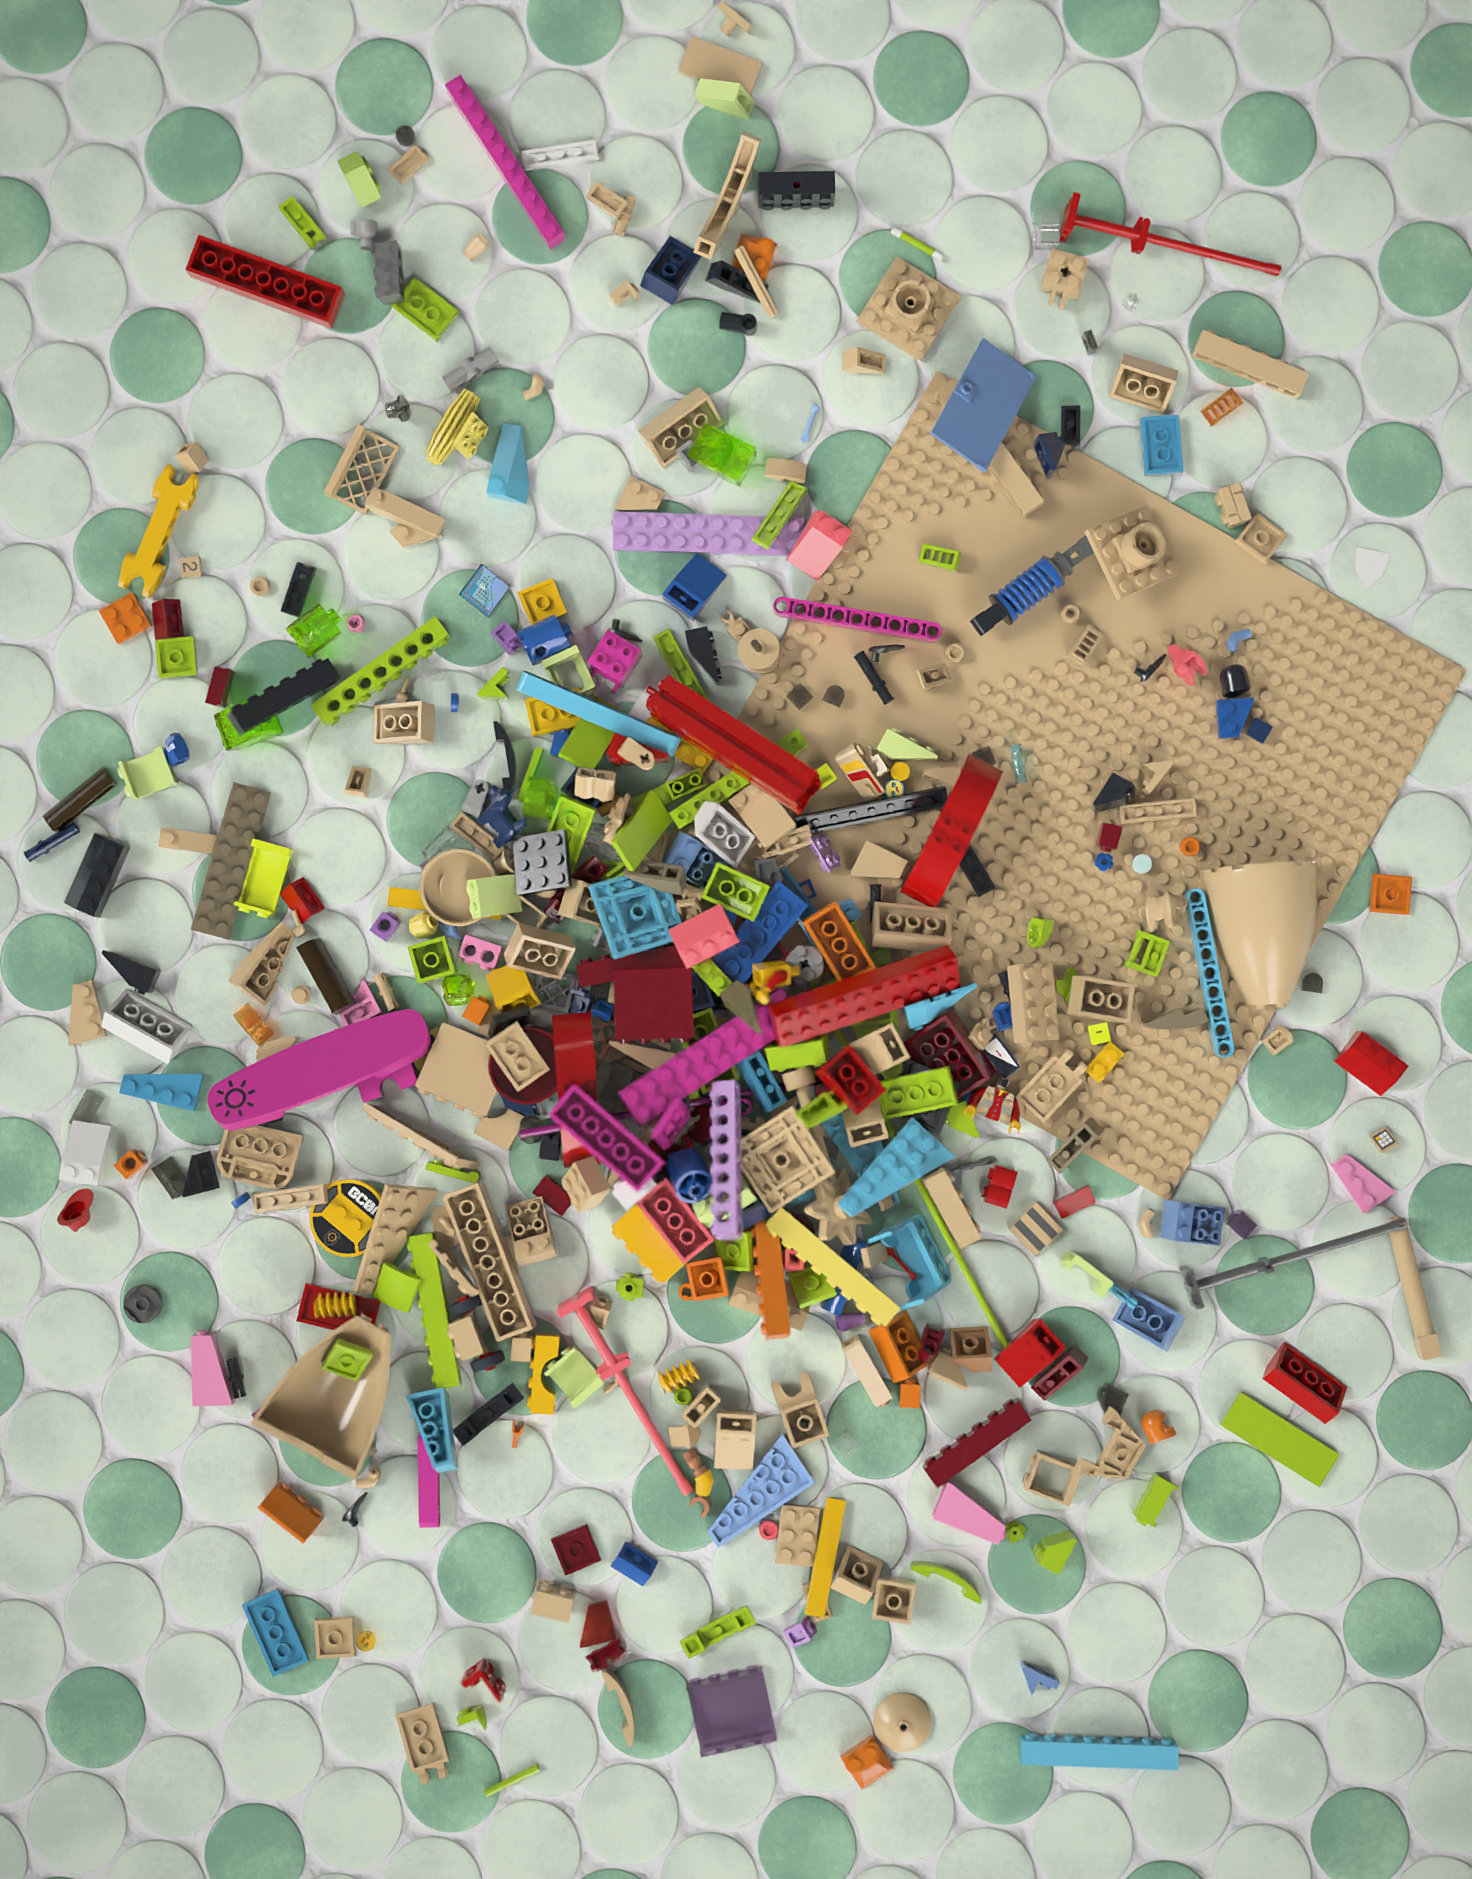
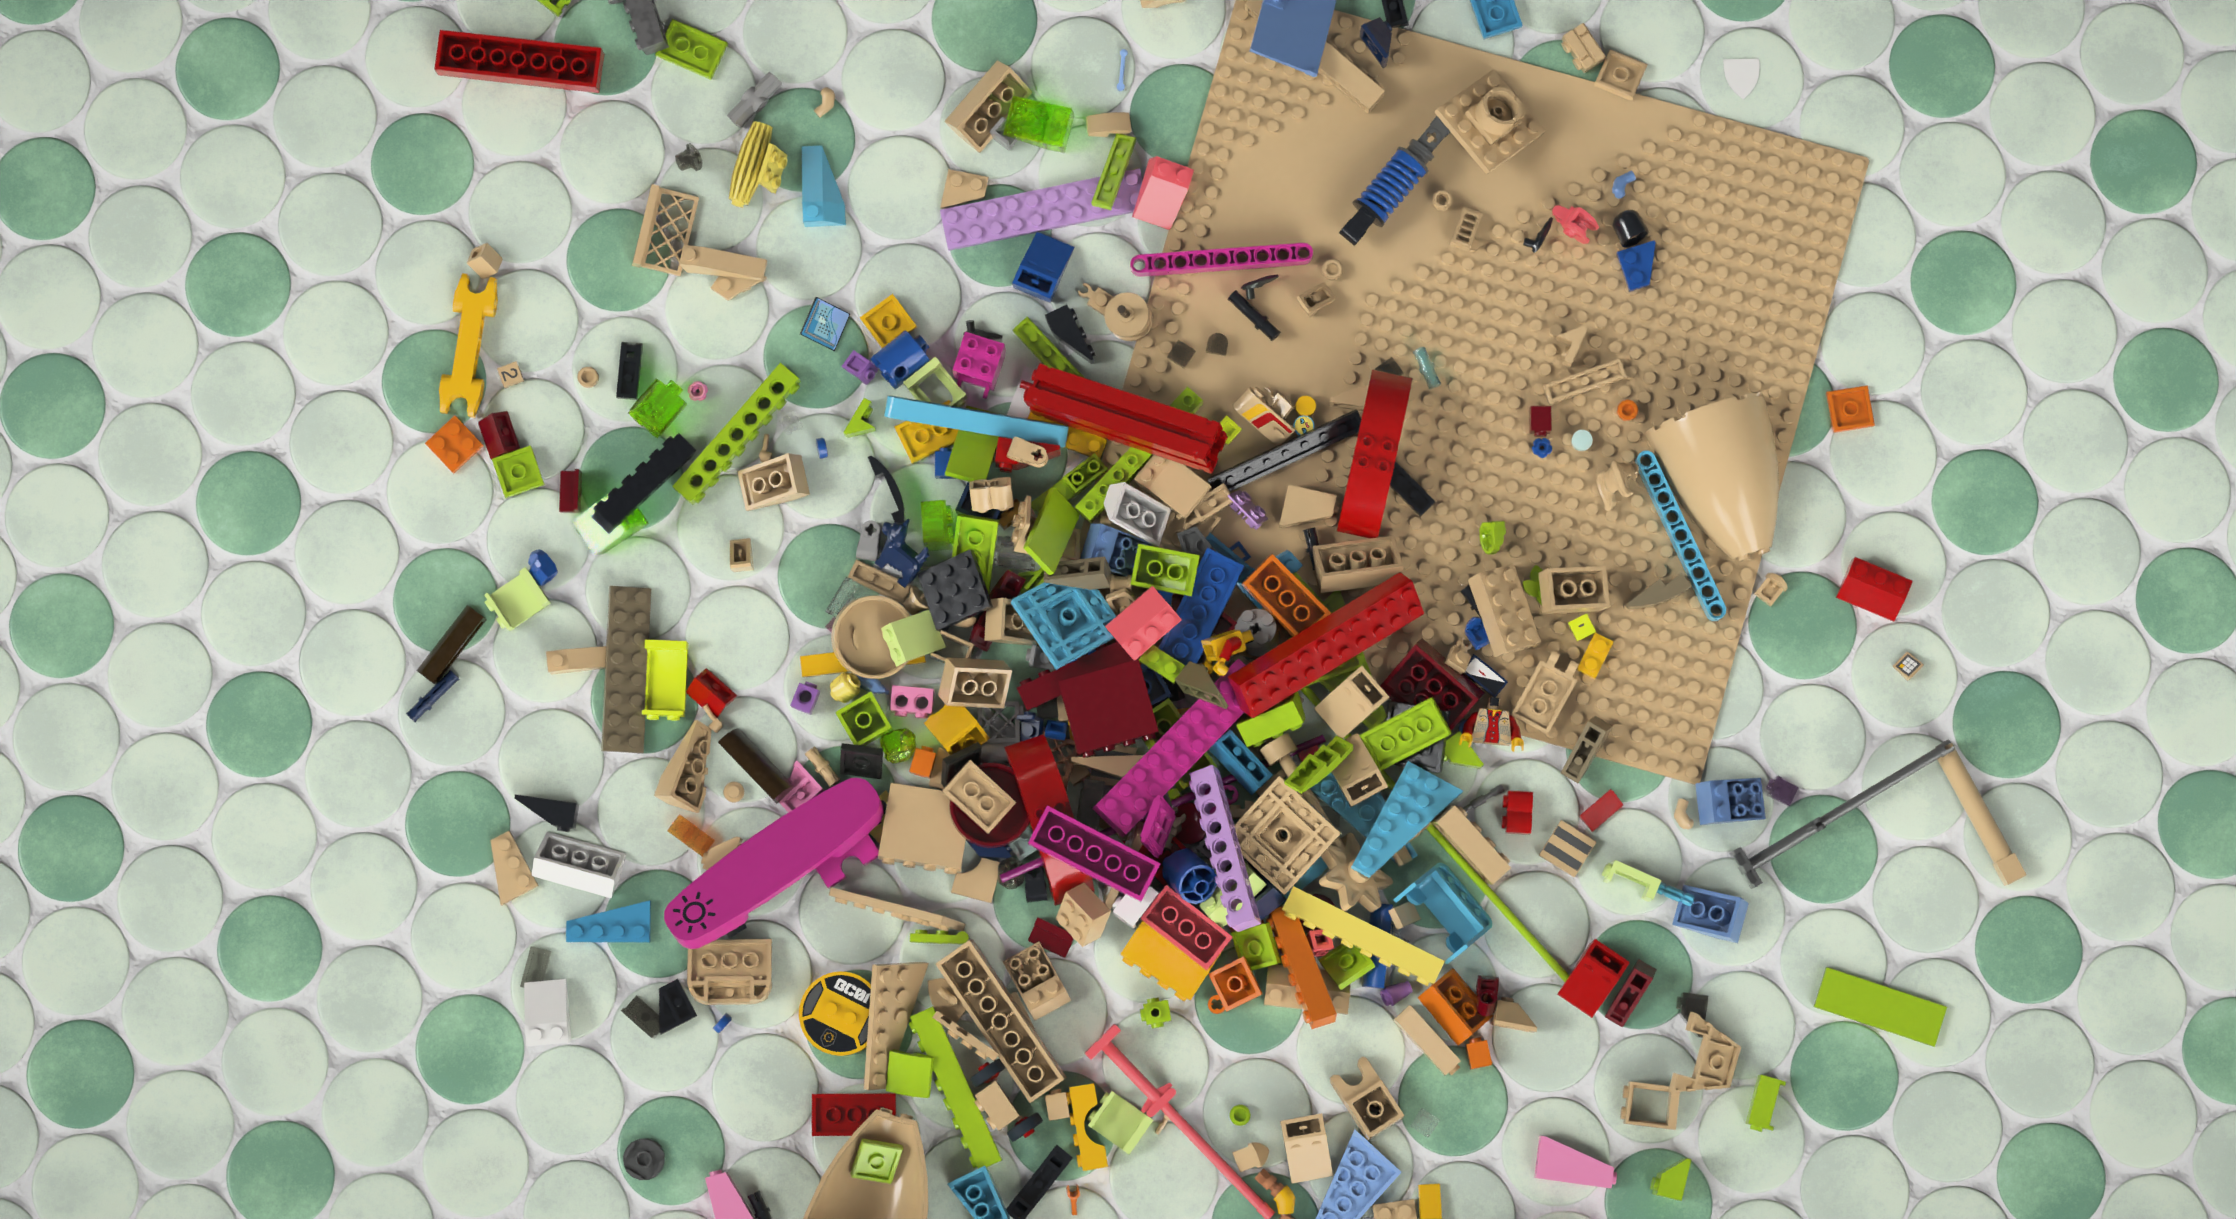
camera: 10 degrees left, 5 degrees down
(76, 1210) = (551, 1075): red piece -> none
(96, 875) = (488, 719): black slope -> none
(123, 1165) = (588, 1016): orange brick -> none
(290, 1198) = (774, 1008): tan tile -> none
(335, 1305) = (849, 1106): yellow piece -> none
(421, 996) = (861, 761): none -> pearl dark grey plate
(531, 771) = (920, 496): lime tile -> none
(600, 1310) = (1130, 1046): tan bracket -> none
(678, 1376) = (1229, 1094): yellow piece -> none
(701, 1406) = (1261, 1119): tan brick -> none
(851, 1080) = (1333, 735): red slope -> none
(891, 1252) = (1421, 910): red hinge -> none
(899, 748) = (1299, 381): yellowish green slope -> none
(926, 1010) = (1393, 646): medium azure wedge -> none
(950, 552) = (1292, 182): lime slope -> none
(971, 1348) = (1532, 989): medium nougat slope -> none
(976, 1443) = (1561, 1088): dark red brick -> none
(1014, 1526) = (1630, 1169): lime plant -> none
(1114, 793) = (1534, 374): black slope -> none
(1153, 955) = (1617, 532): lime plate -> none
(1154, 1427) = (1744, 1025): orange helmet -> none
(1259, 730) = (1669, 273): dark blue tile -> none
(1305, 1383) = (1891, 940): red slope -> none
(1312, 983) = (1792, 521): clear smoke tile -> none
(1360, 1183) = (1896, 717): bright pink wing -> none

